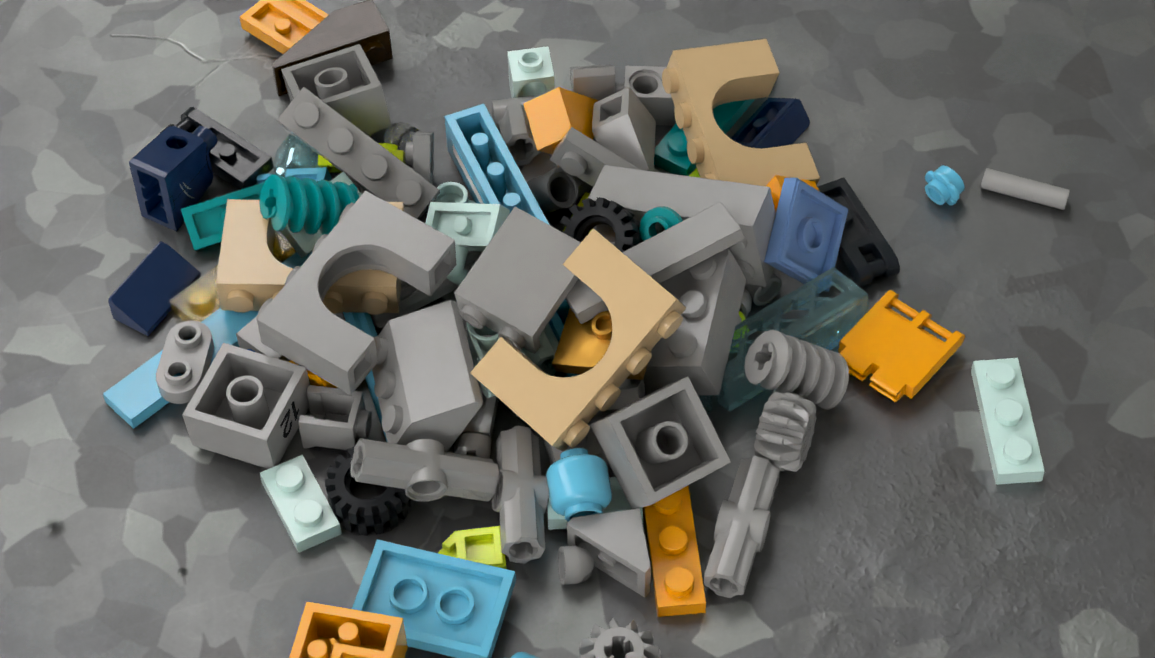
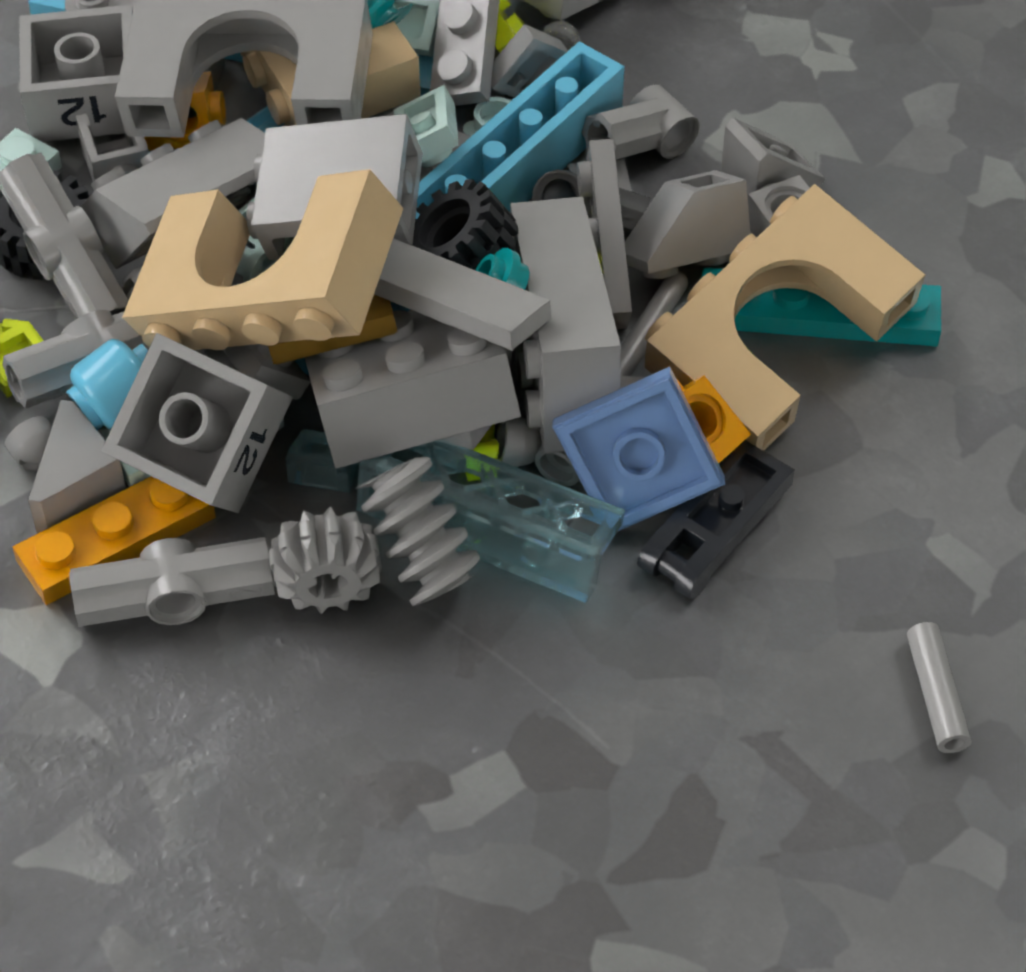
camera: 60 degrees right, 0 degrees up
(530, 72) = (720, 95): light aqua brick -> none
(555, 113) = (659, 146): light orange slope -> none
(774, 124) = (834, 373): dark blue slope -> none
(897, 349) = (550, 637): light orange plate -> none
(944, 185) = (868, 588): medium azure plate -> none
(1007, 421) = (515, 812): light aqua plate -> none

